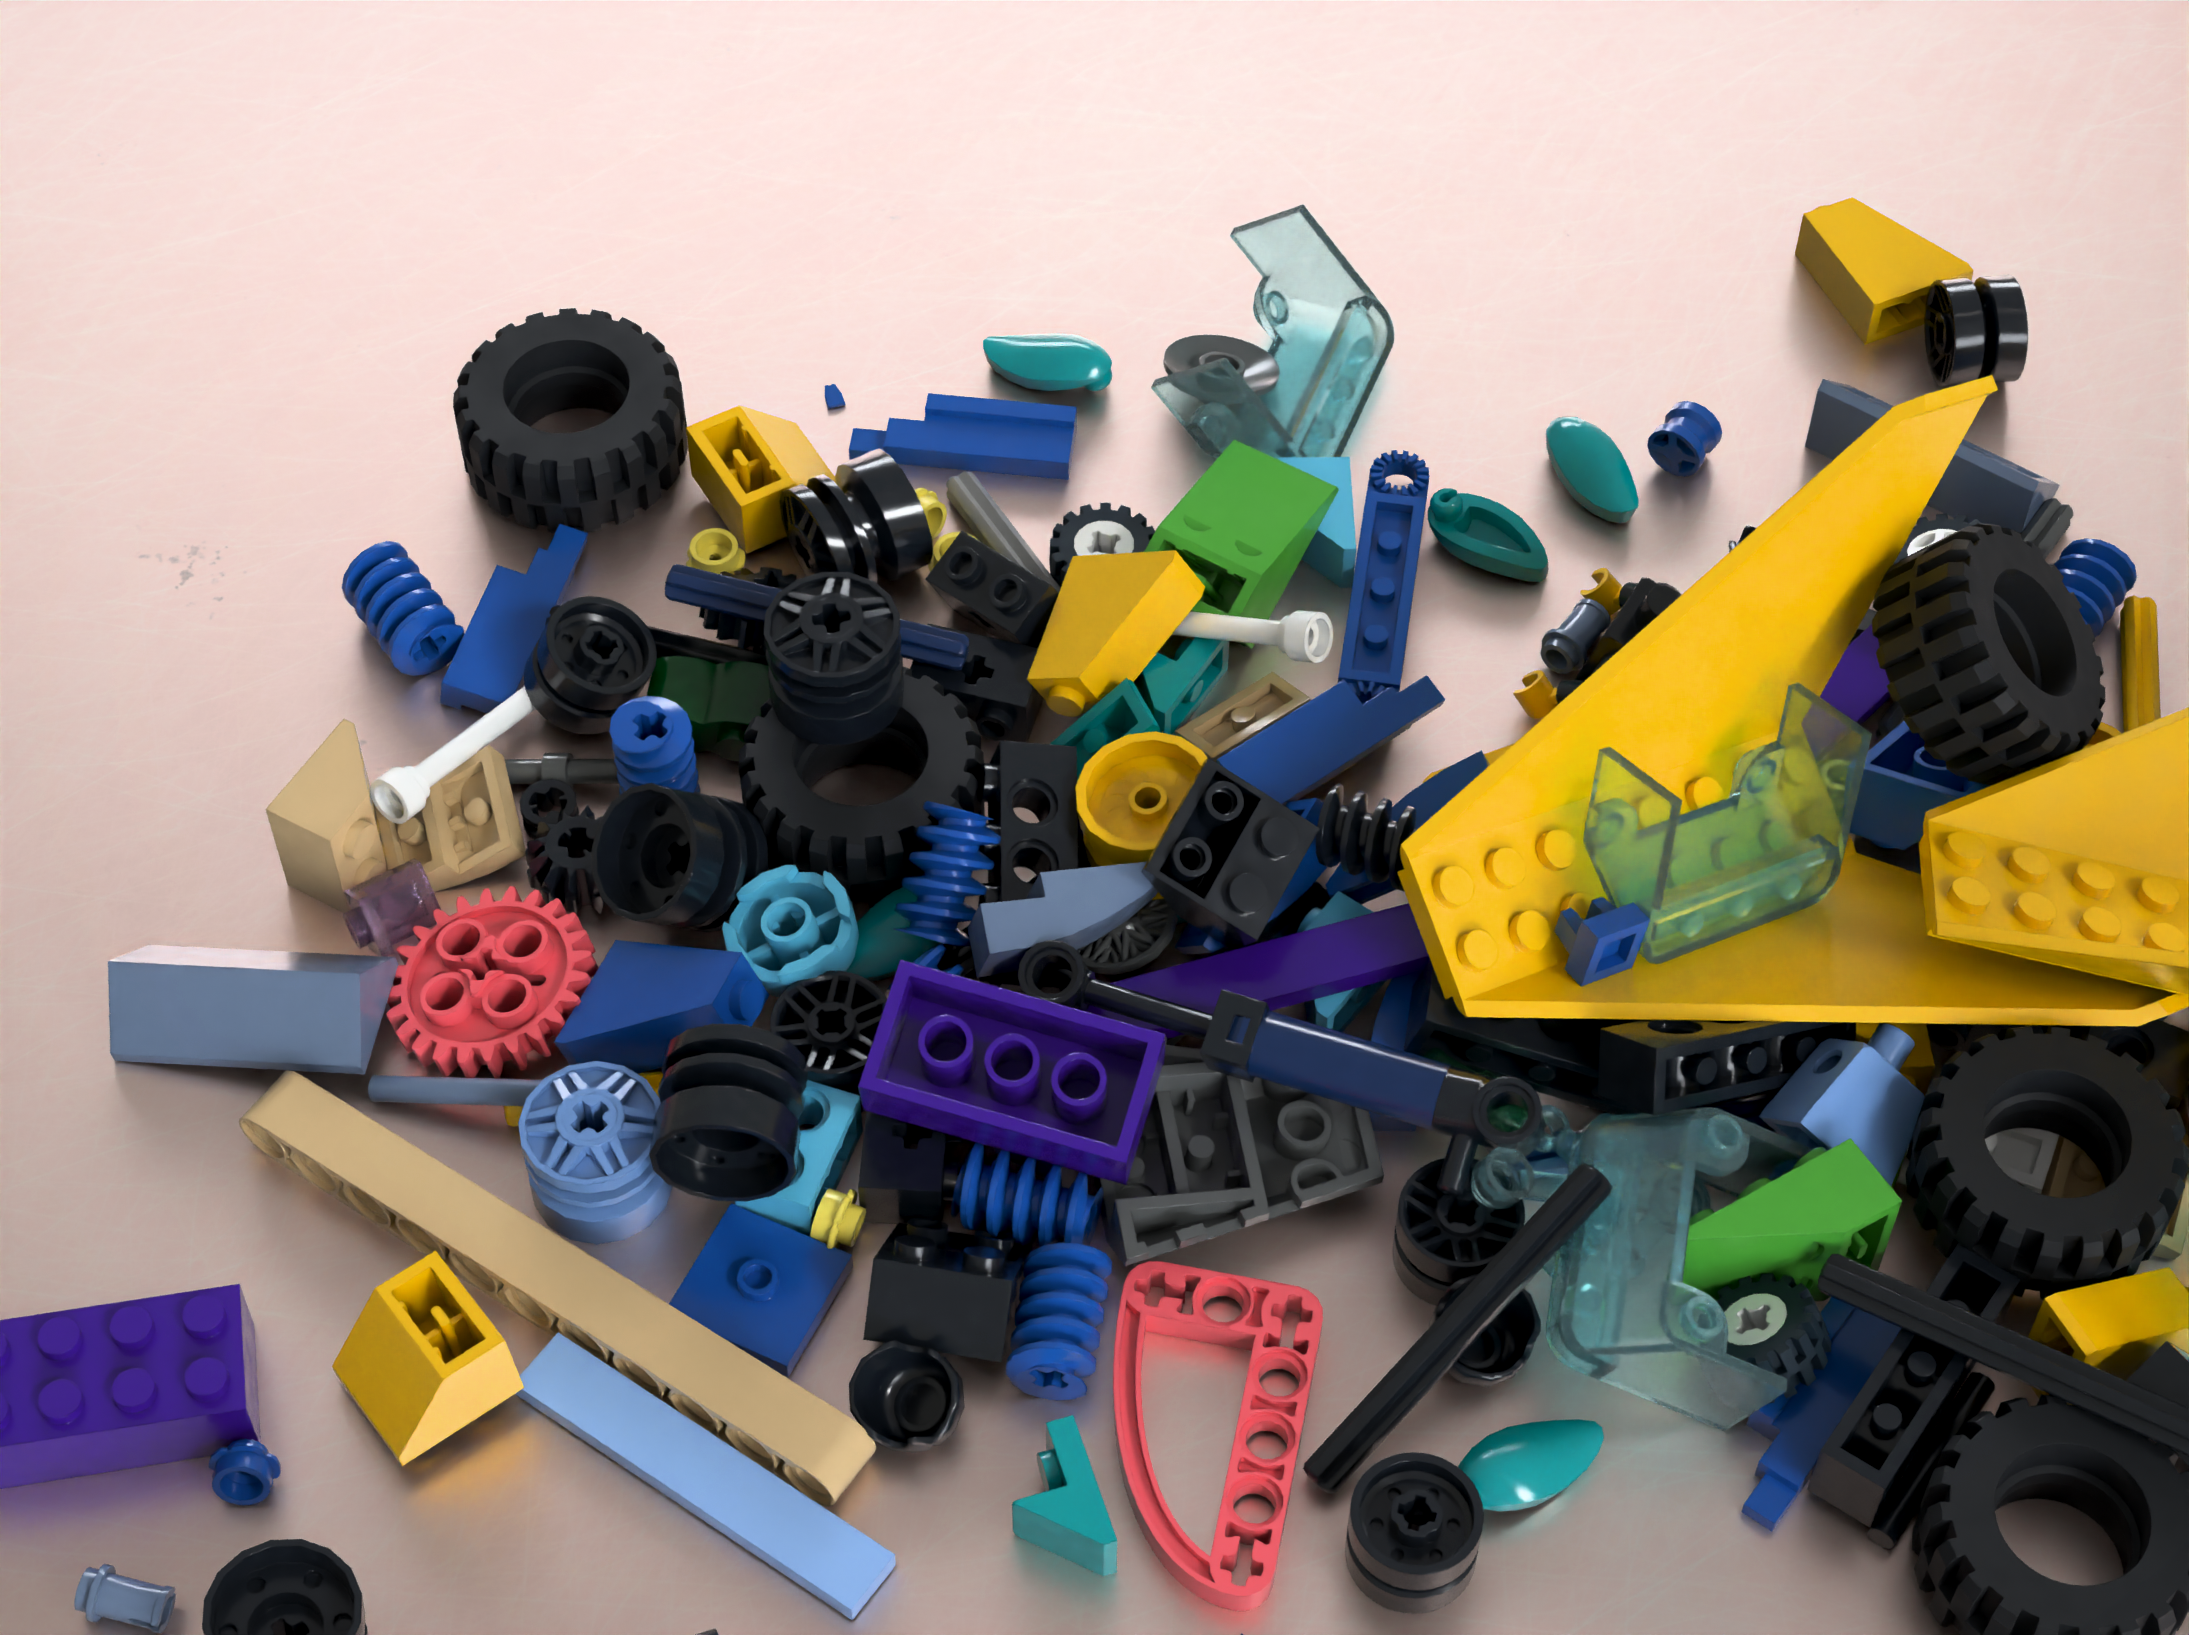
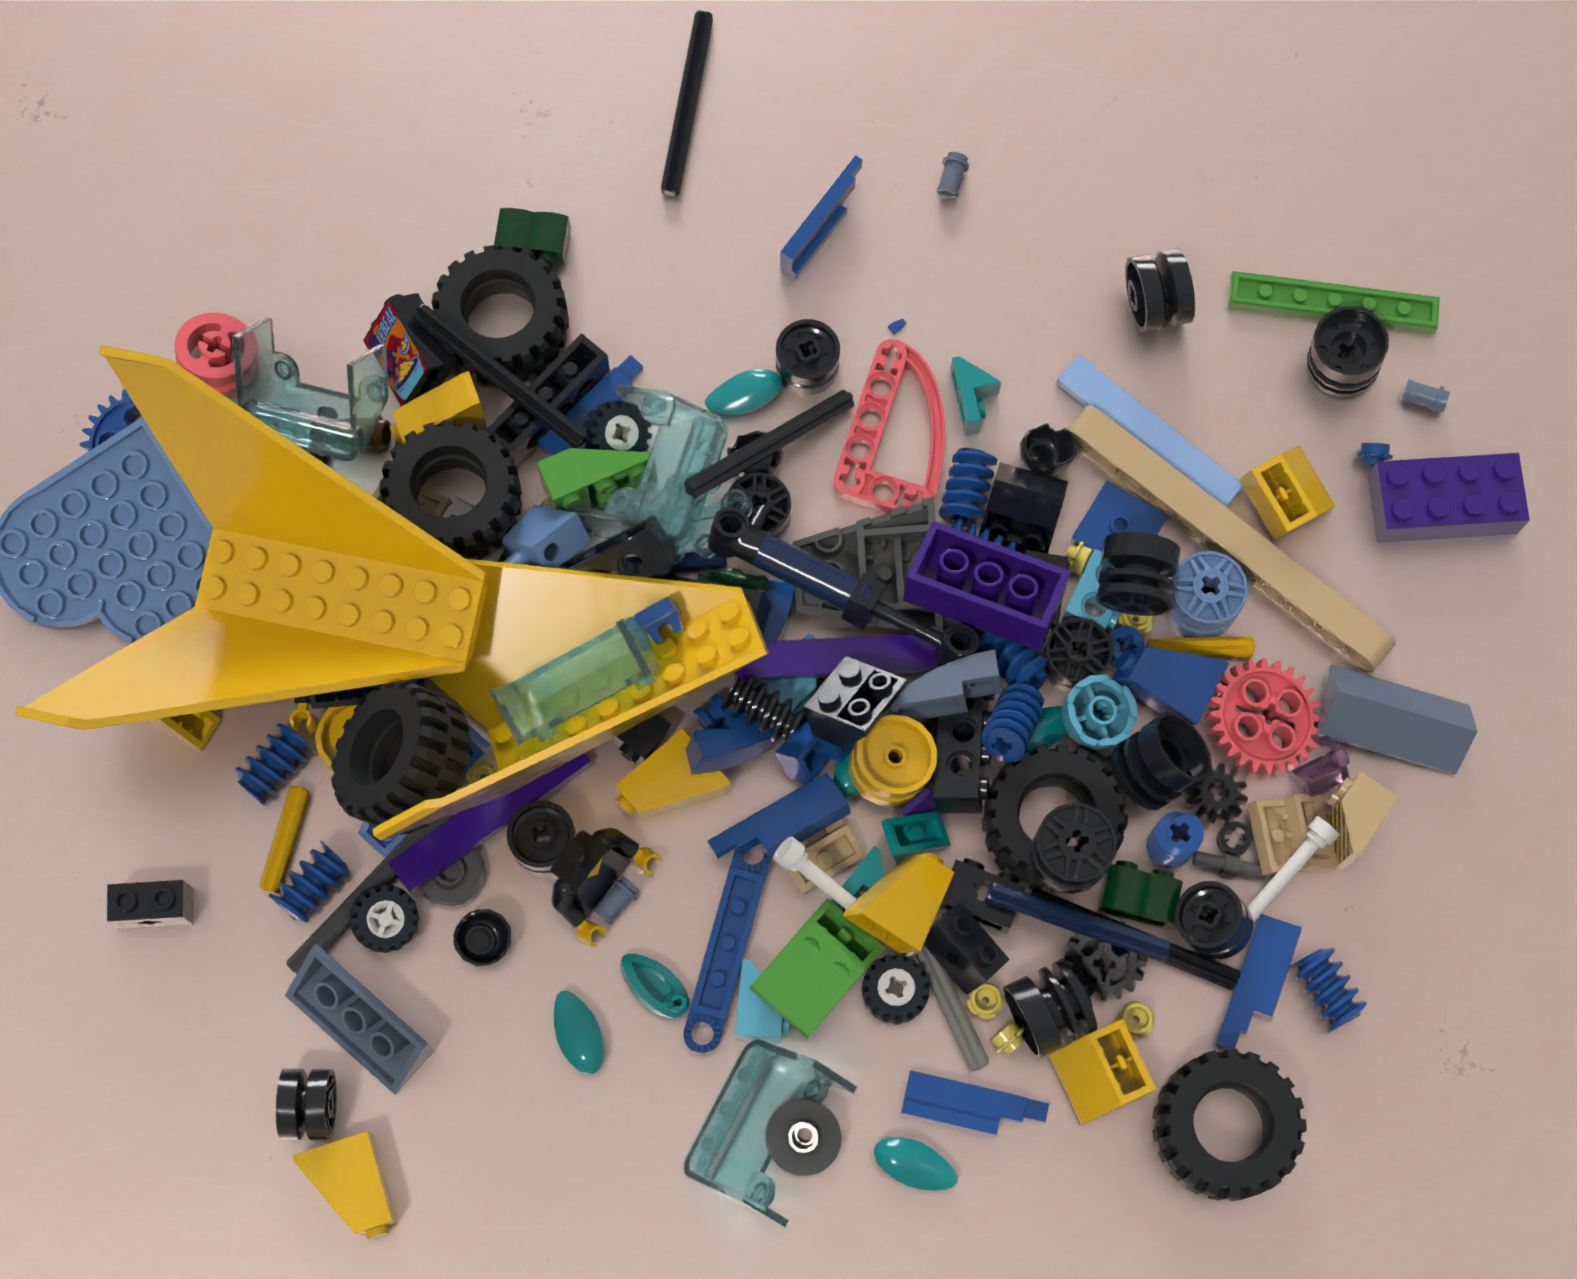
camera: 175 degrees left, 20 degrees up
(450, 1090) = (1275, 650): sand blue bar -> none
(833, 396) = (1056, 1159): blue piece -> none
(1684, 438) = (515, 1046): blue wheel -> none

